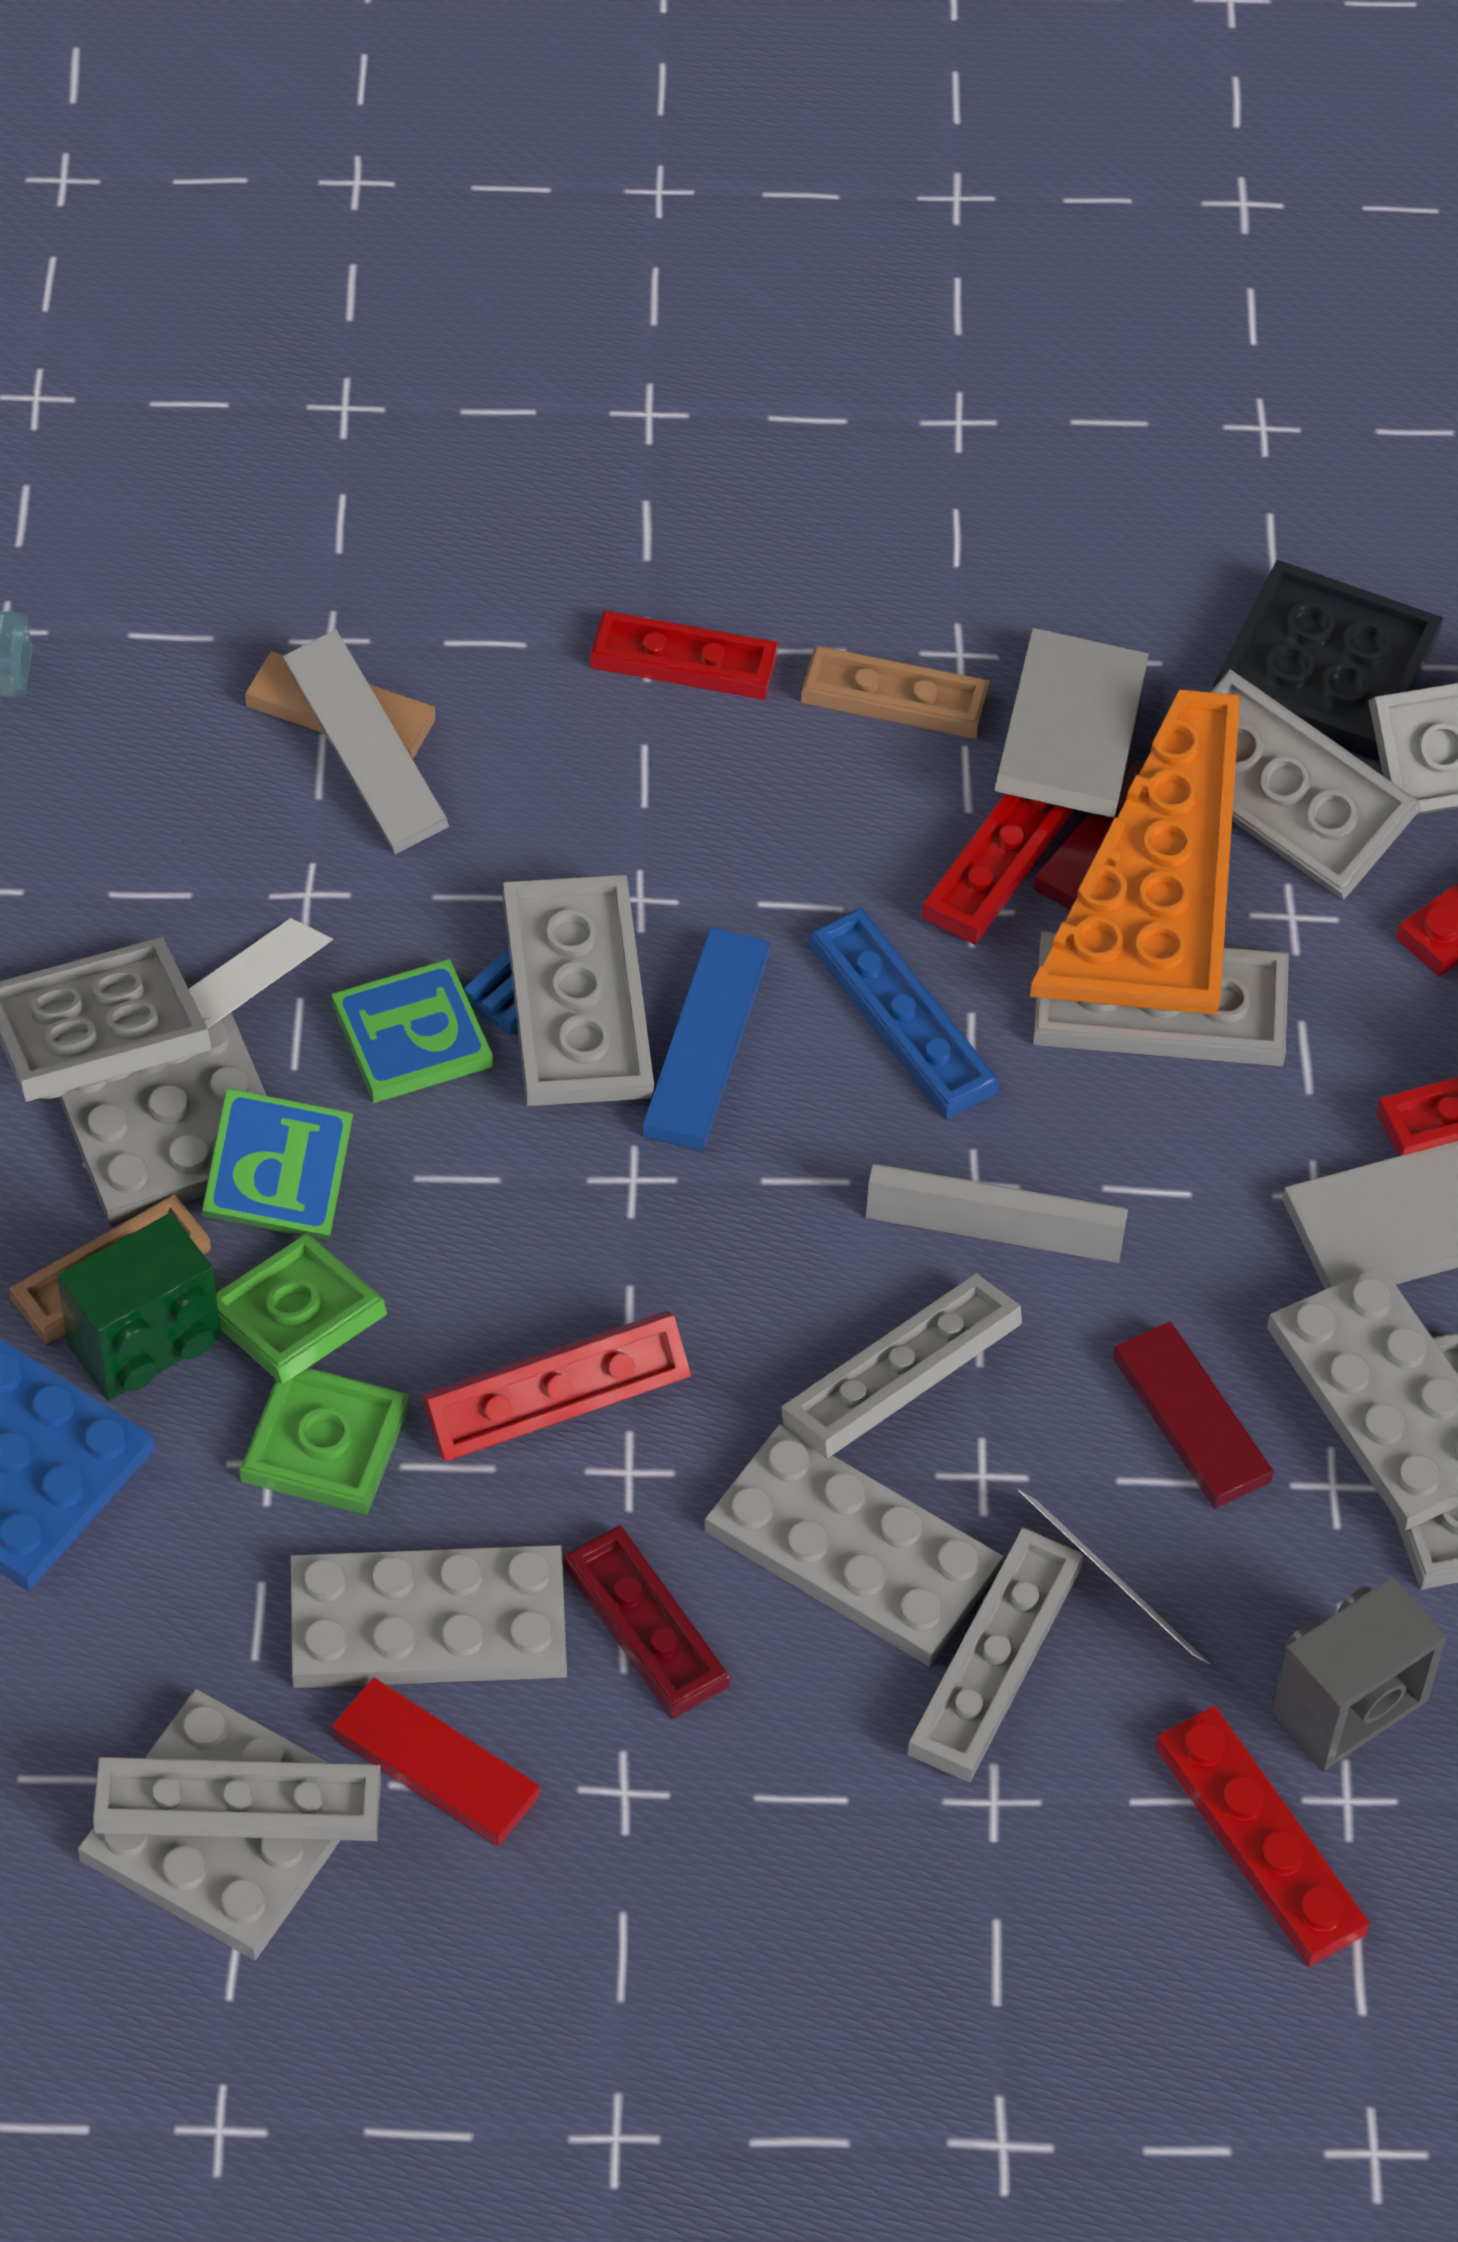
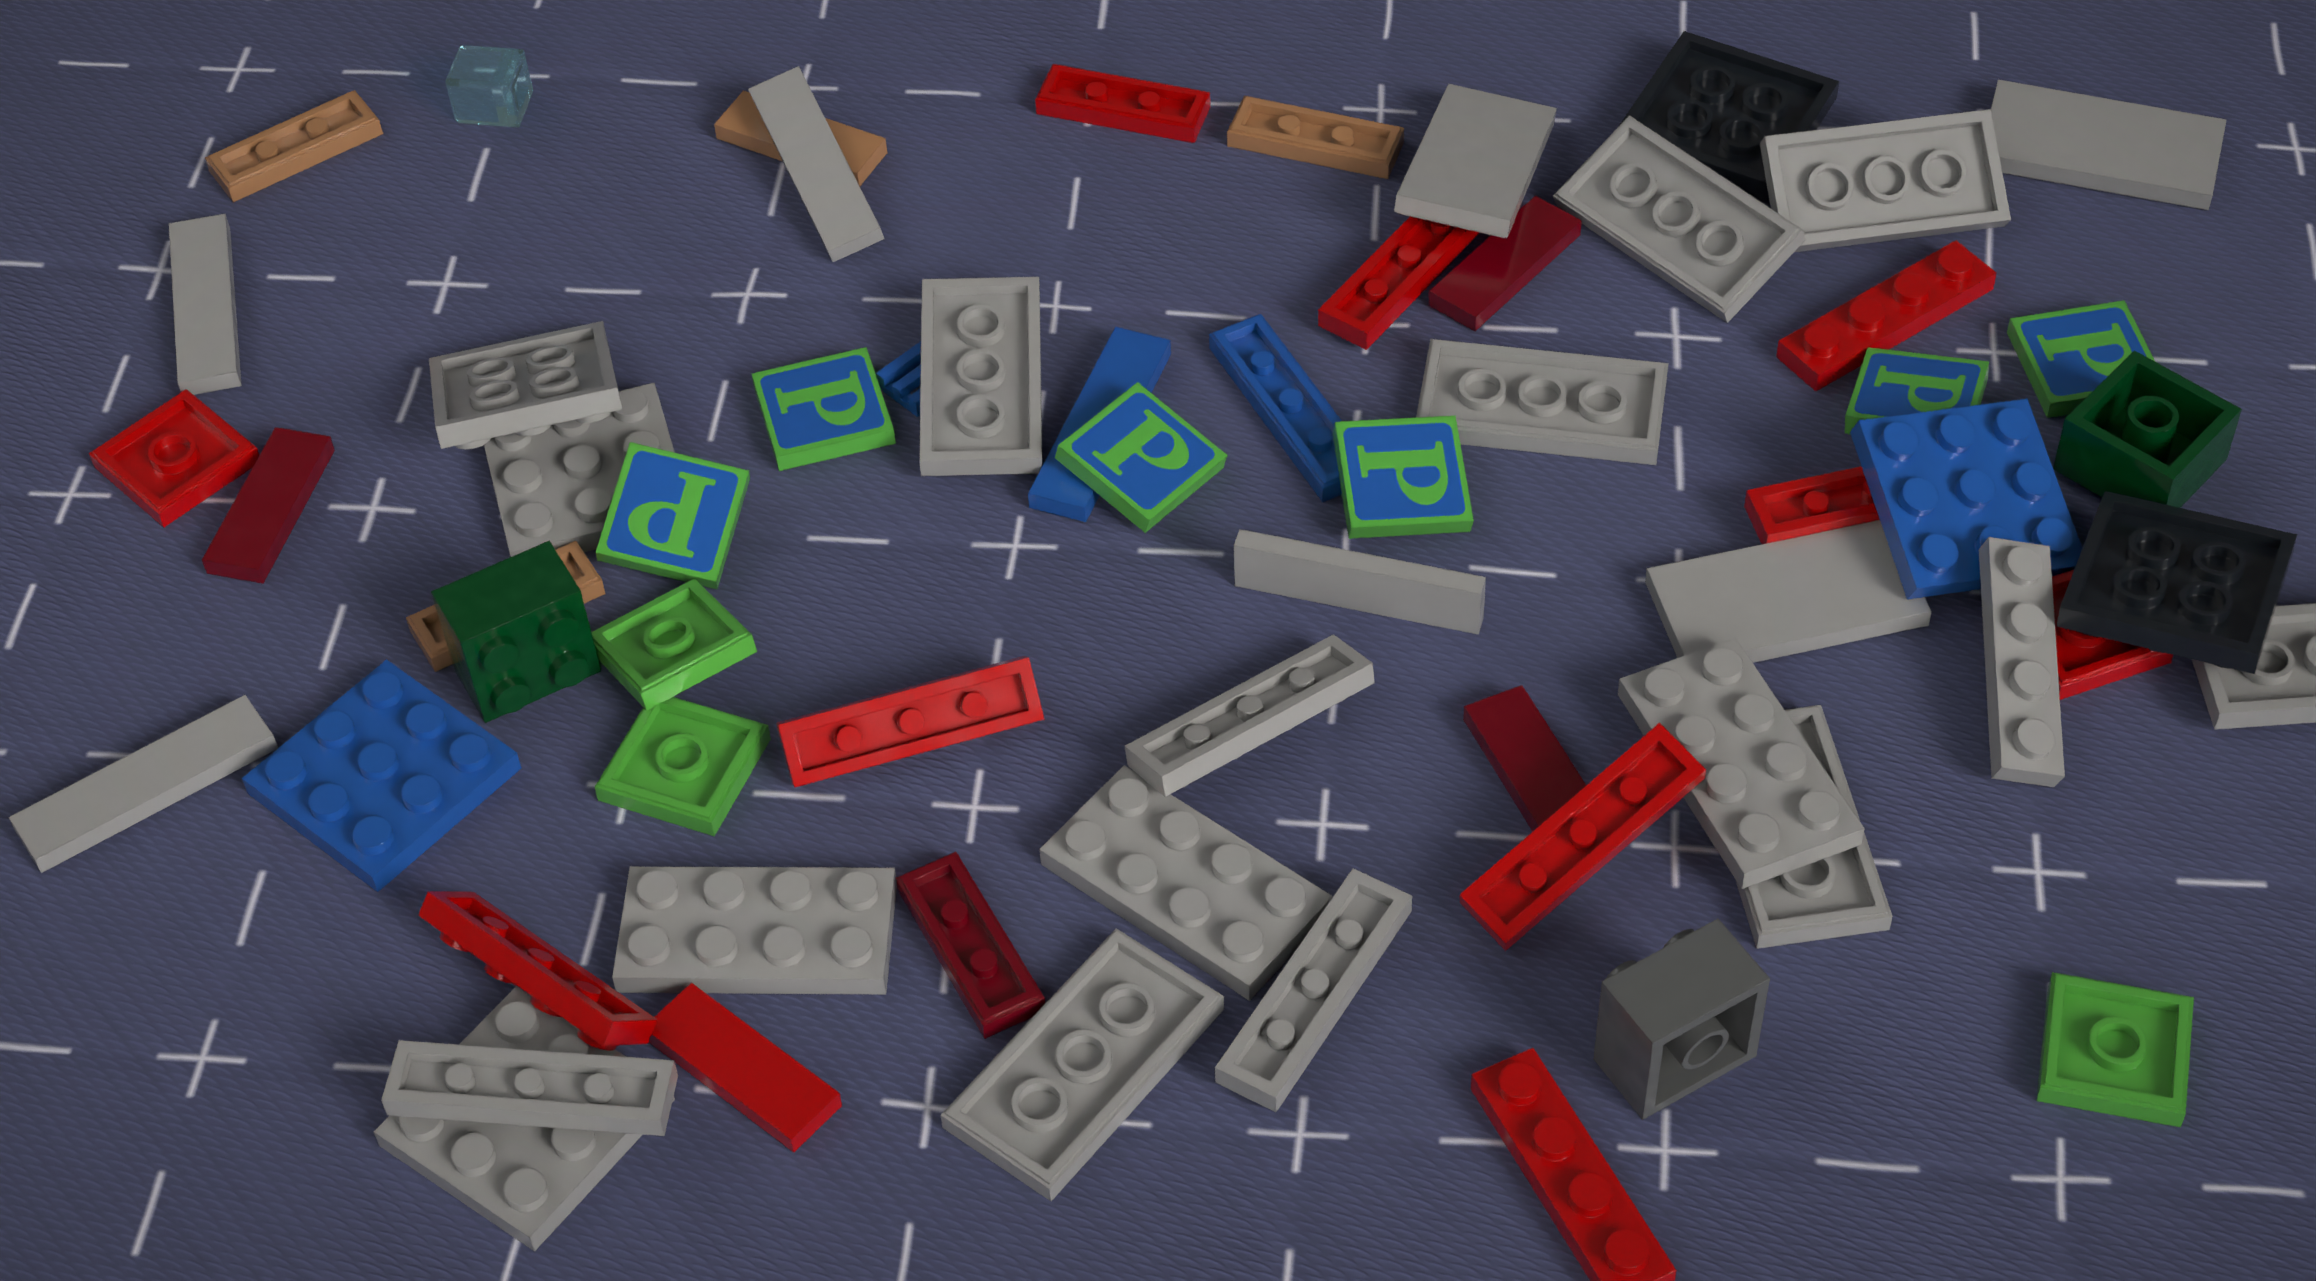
camera: 10 degrees right, 5 degrees down
(203, 1662) = (549, 976): none -> red plate
(255, 969) = (681, 353): white sticker -> none
(756, 1079) = (1141, 457): none -> tile
(774, 1741) = (1082, 1064): none -> light grey tile
(1028, 1093) = (1402, 477): none -> tile
(1114, 1577) = (1442, 920): white sticker -> none
(1158, 887) = (1545, 295): orange wing -> none
(1247, 1485) = (1582, 836): none -> red plate

